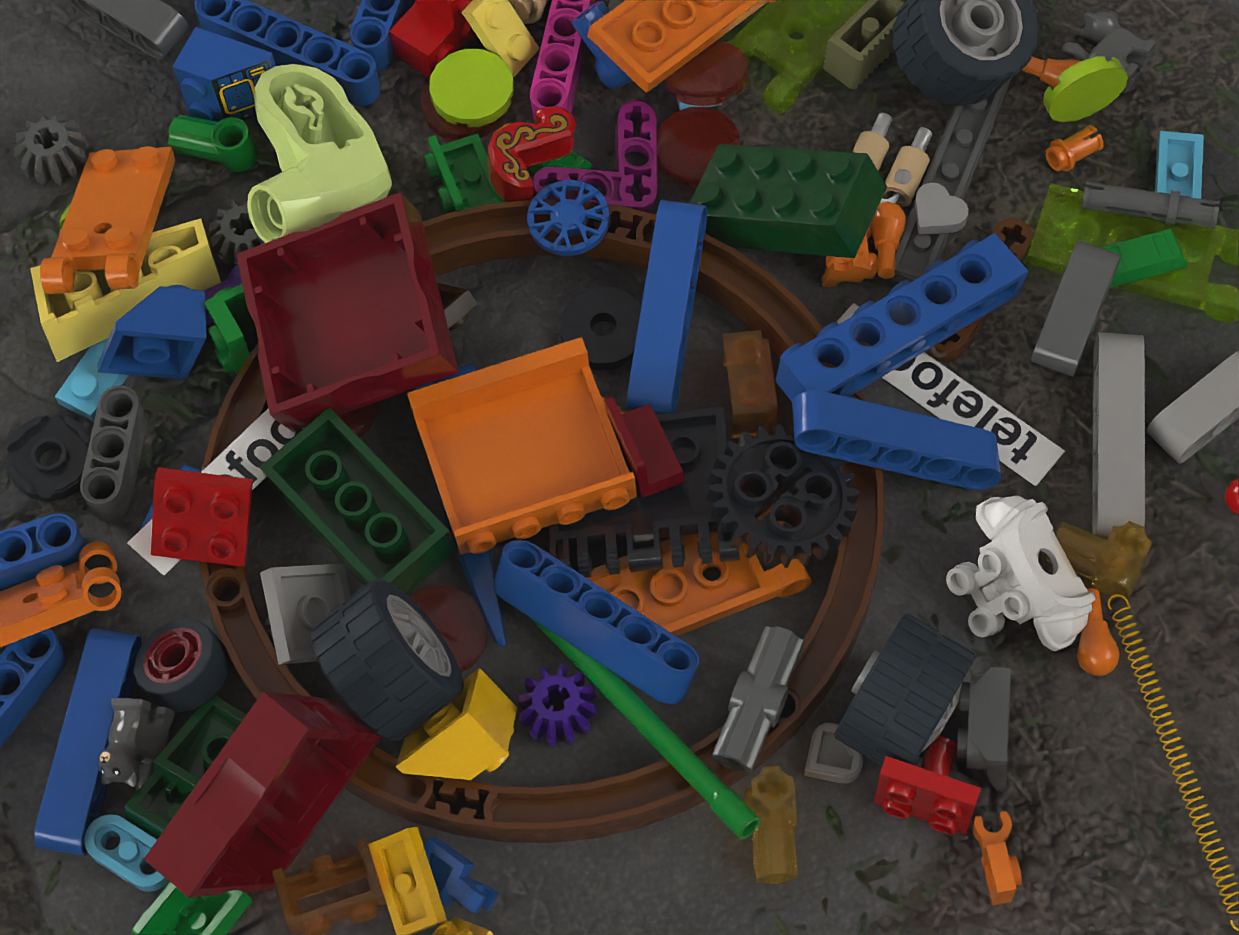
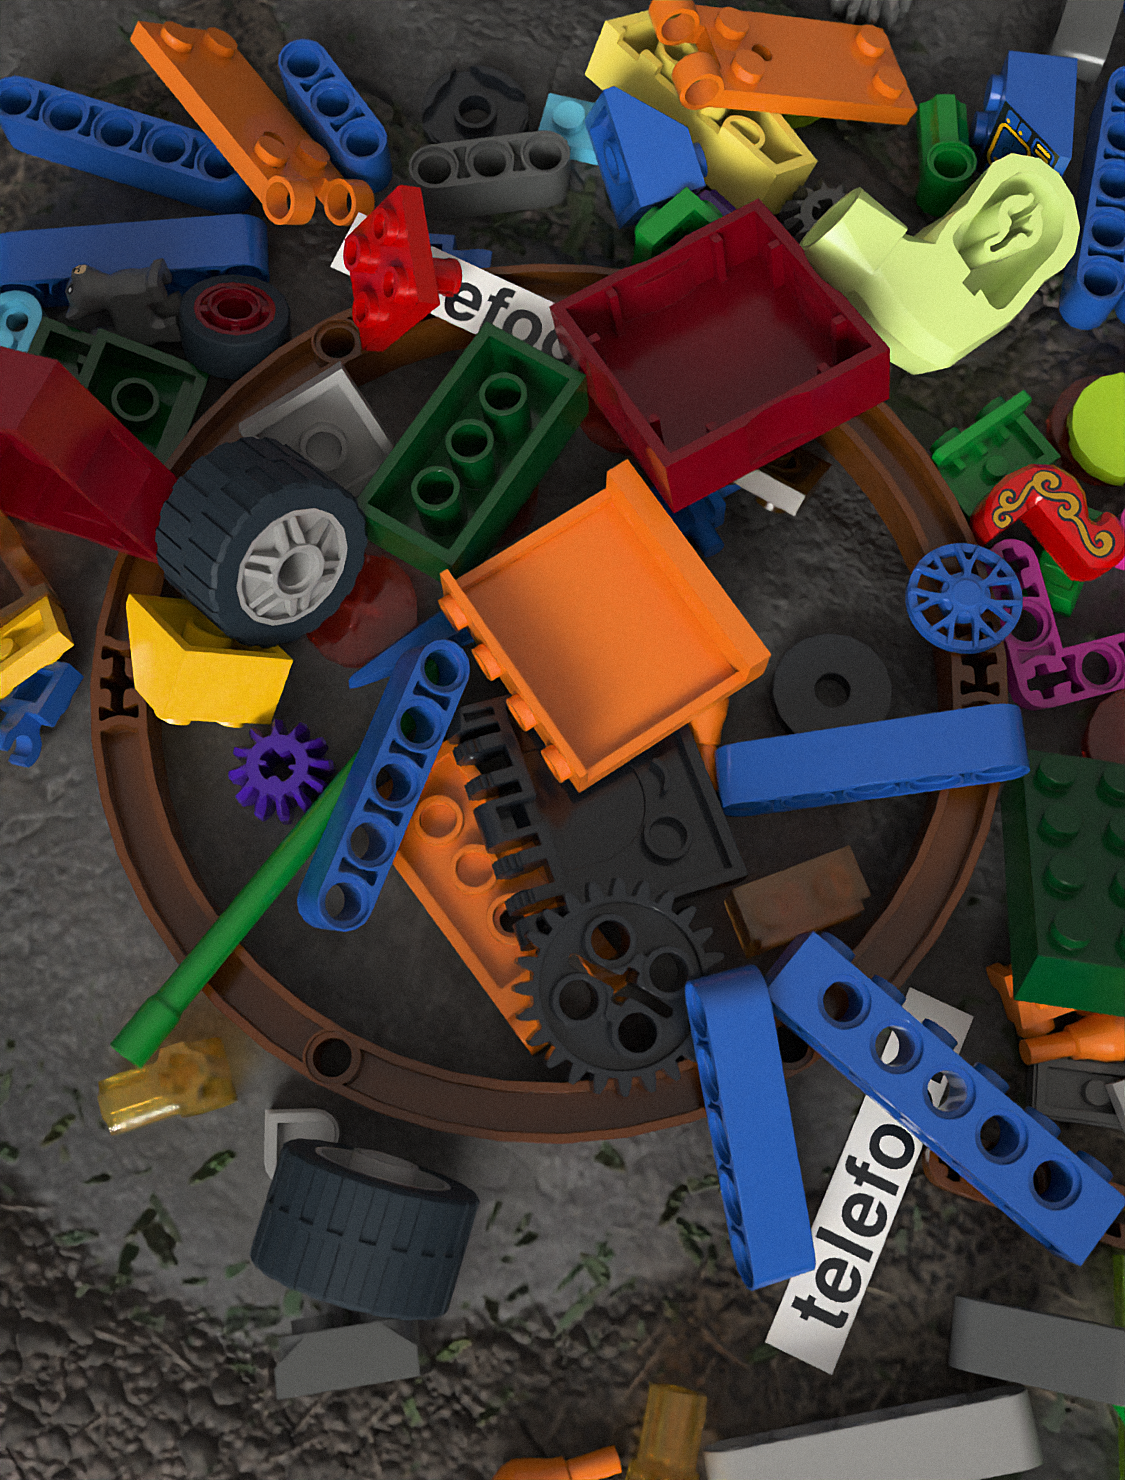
camera: 70 degrees right, 10 degrees up
(645, 448) = (648, 782): dark red panel -> none
(758, 699) = (315, 1023): dark grey piece -> none
(927, 790) = (240, 1294): red plate -> none
(1000, 869) = (172, 1413): orange plate -> none
(1013, 580) = (588, 1351): white piece -> none

